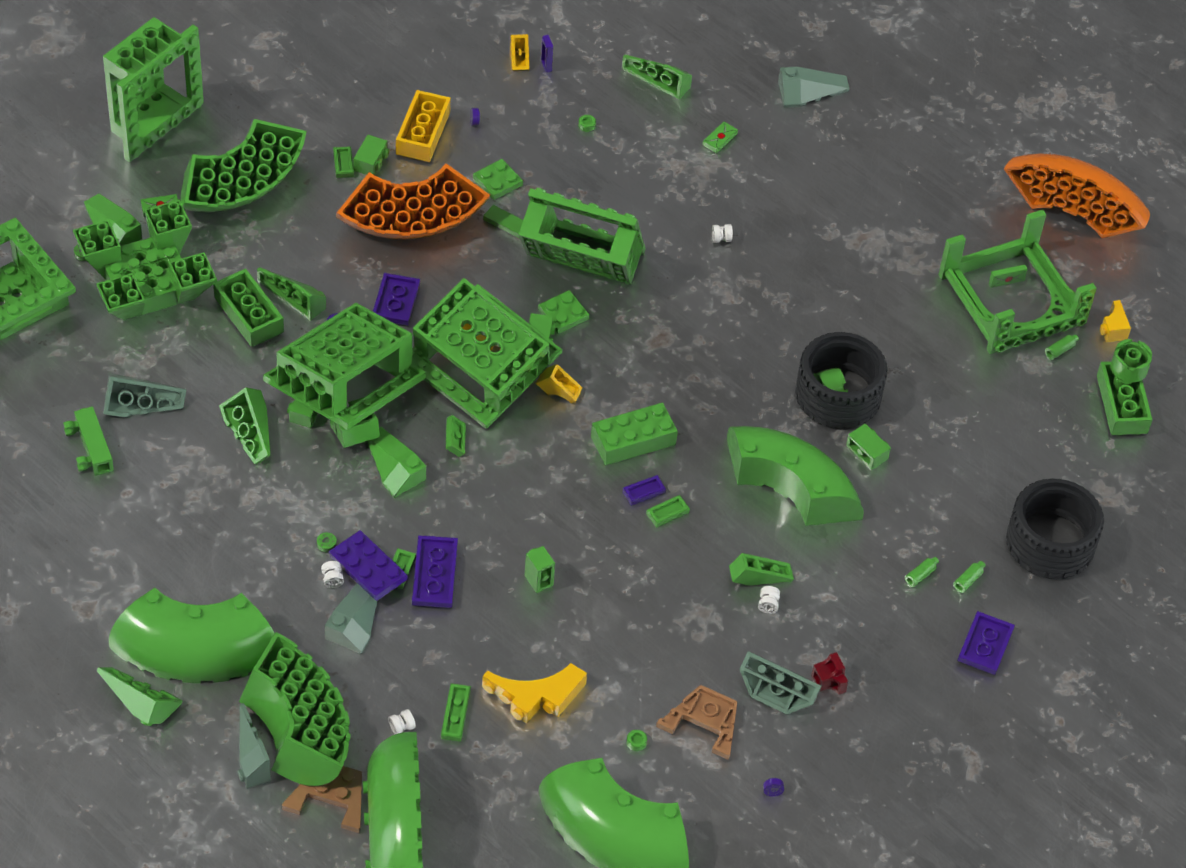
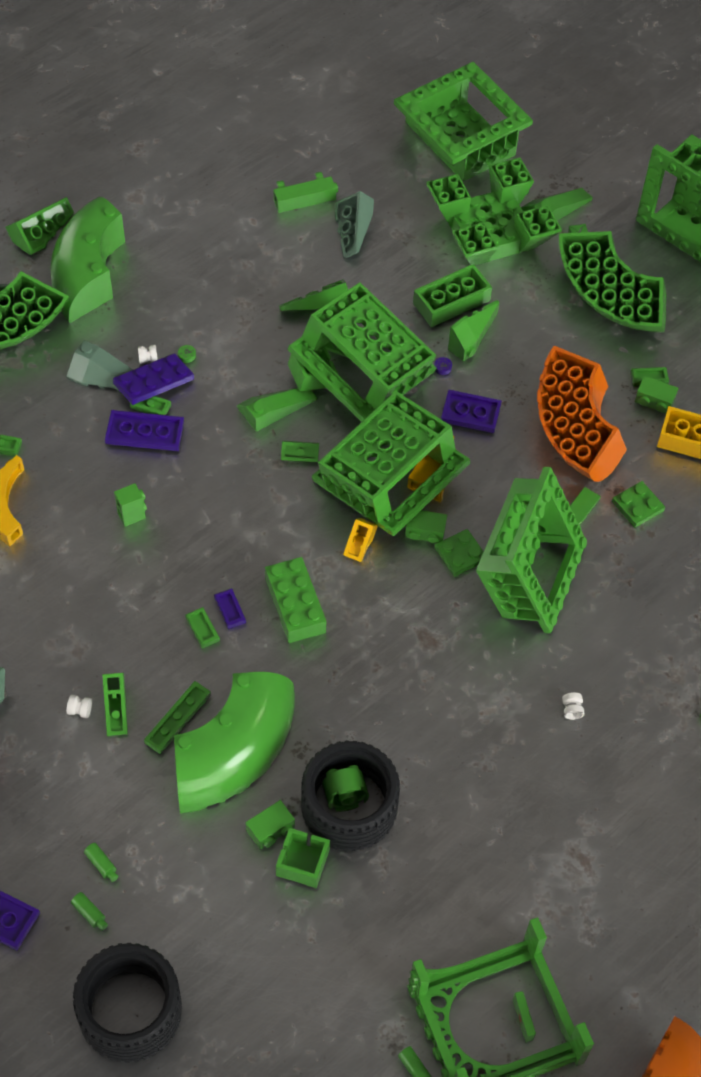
camera: 95 degrees right, 5 degrees up
(769, 522) = (177, 717): none -> bright green plate
(899, 418) = (303, 862): none -> bright green piece

